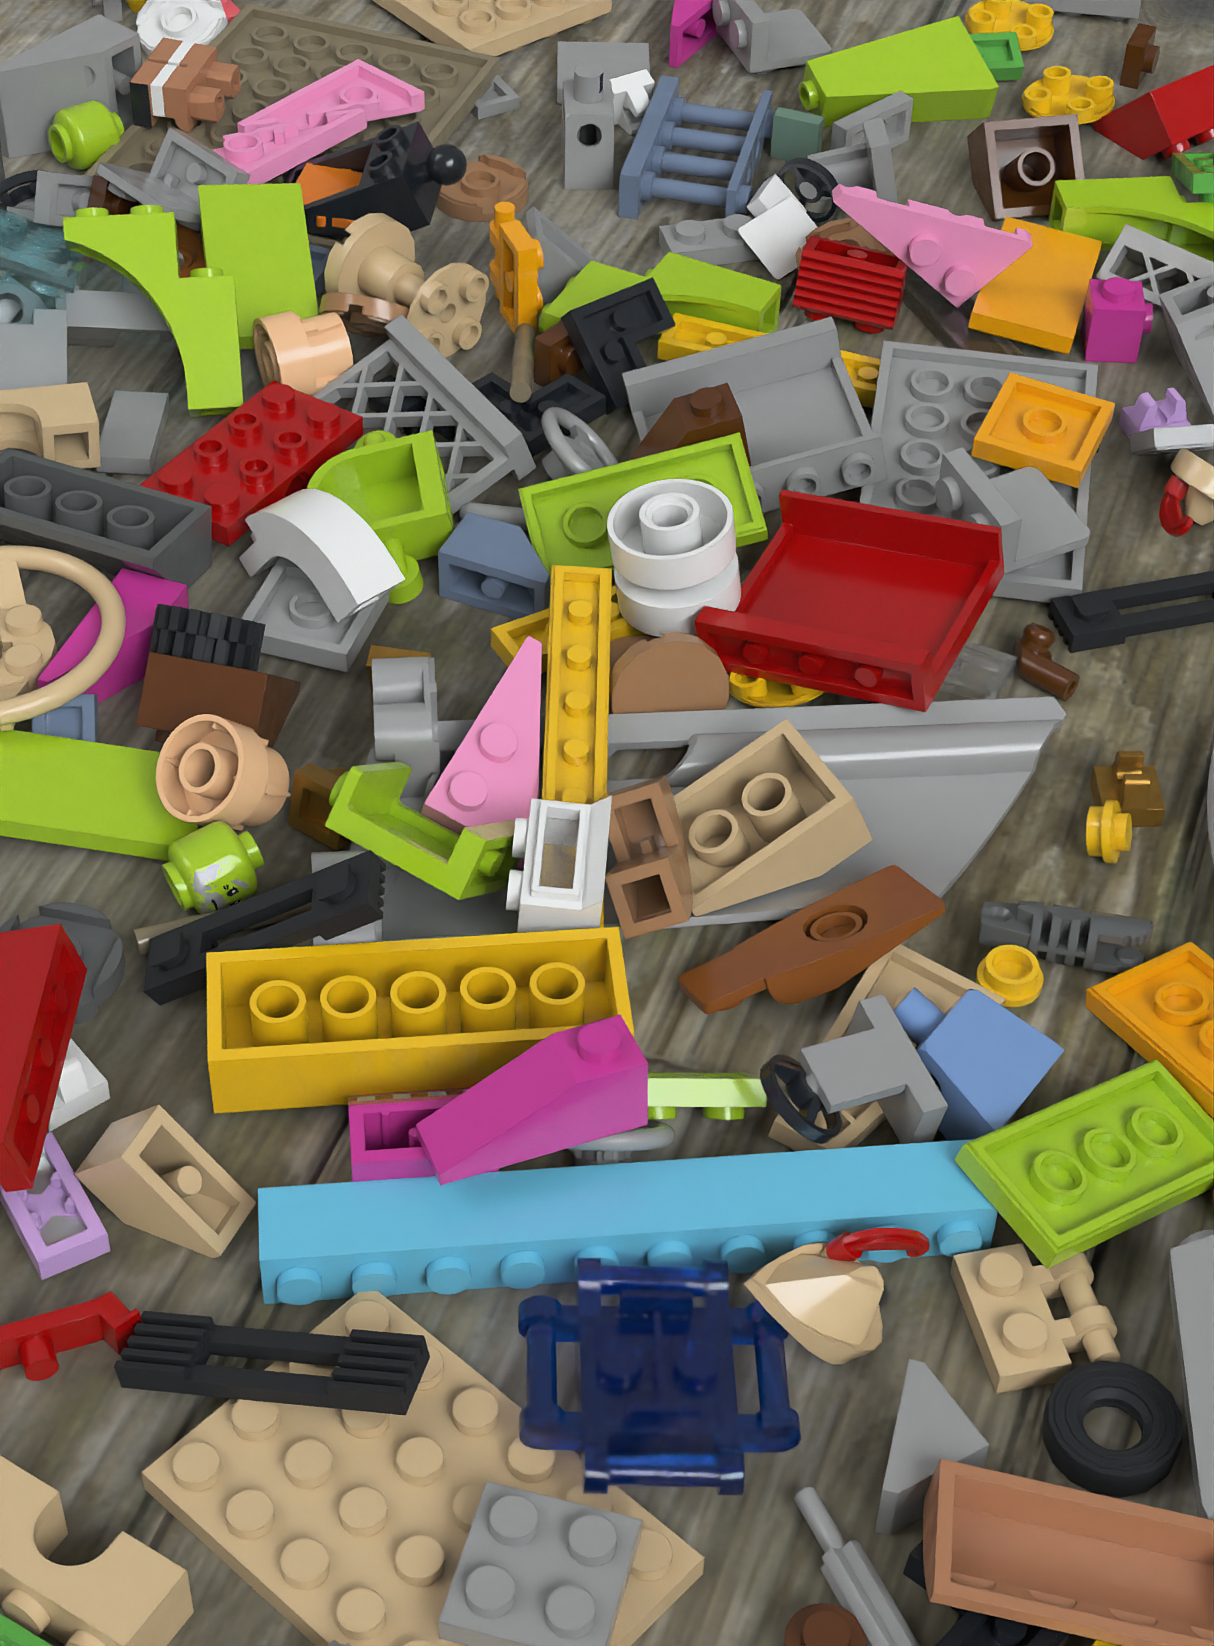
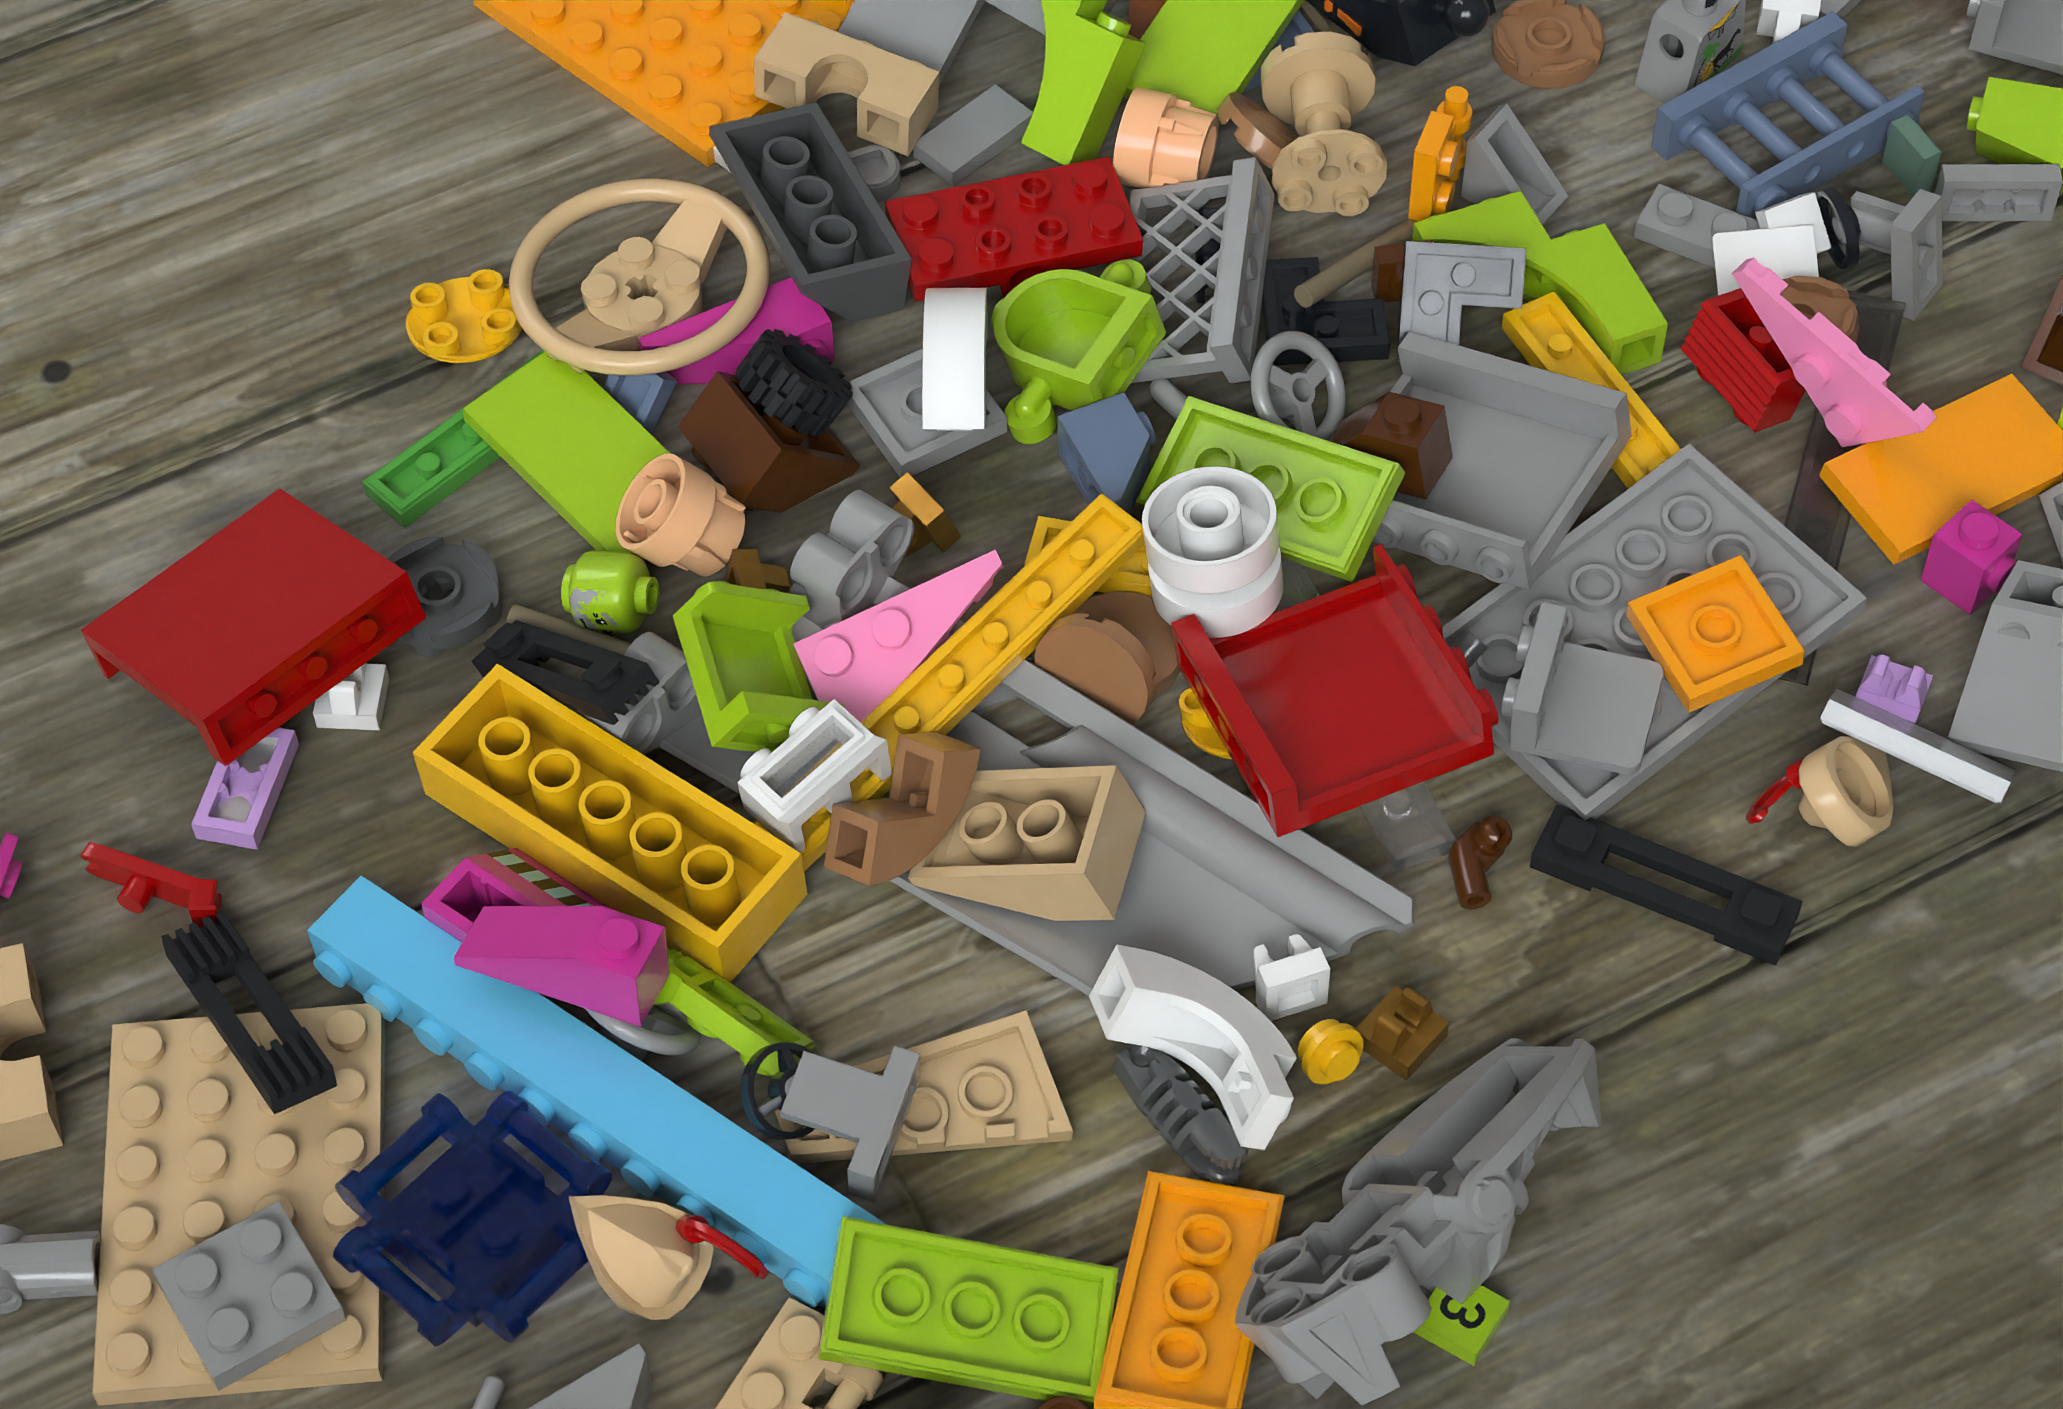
camera: 45 degrees right, 10 degrees up
(165, 1183) = (327, 826): tan slope -> none
(817, 944) = (968, 976): dark orange piece -> none
(978, 1059) = (960, 1159): medium blue torso -> none
(1011, 974) = (1102, 1116): yellow plate -> none
(1017, 864) = (1207, 1026): none -> white arch
(1023, 803) = (1291, 982): none -> white tile

